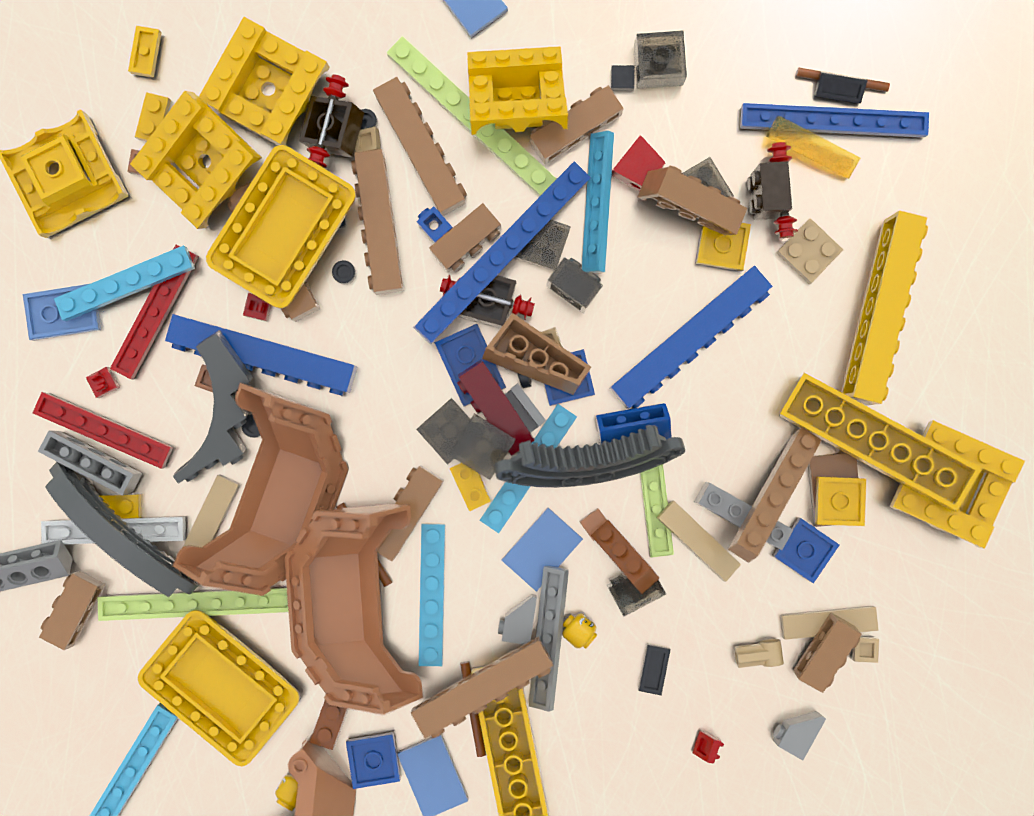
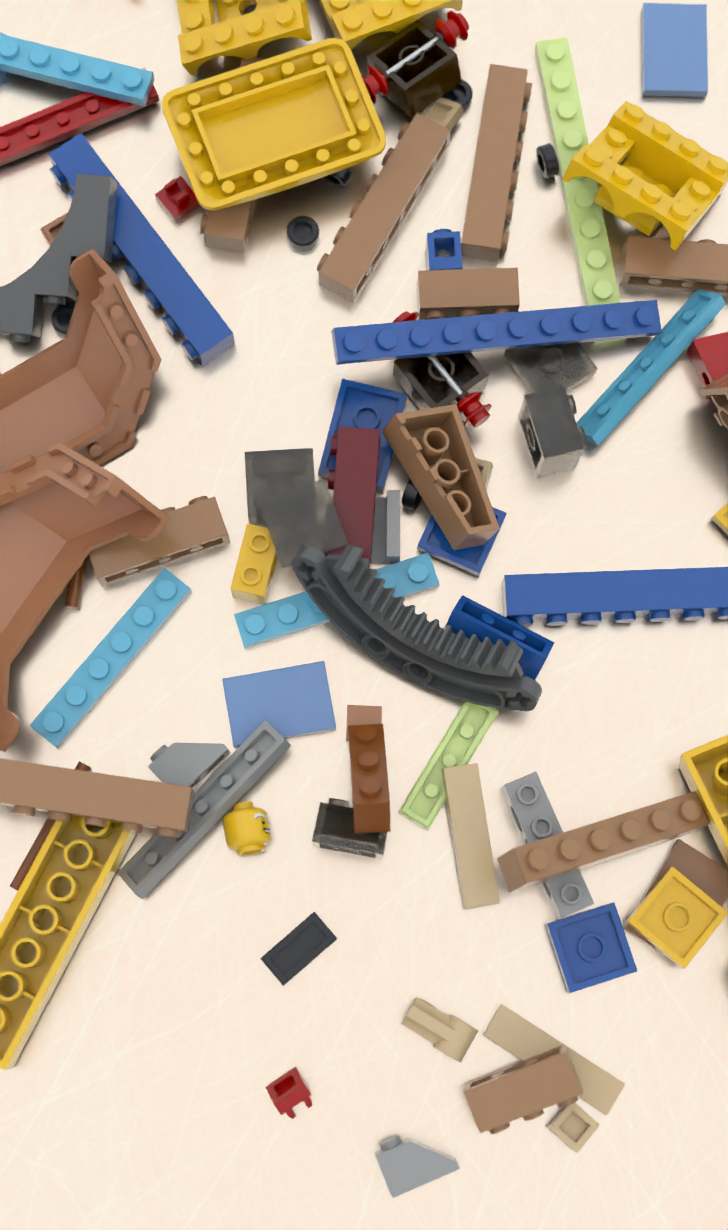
camera: 35 degrees right, 10 degrees down
(448, 122) = (547, 160): none -> black tile

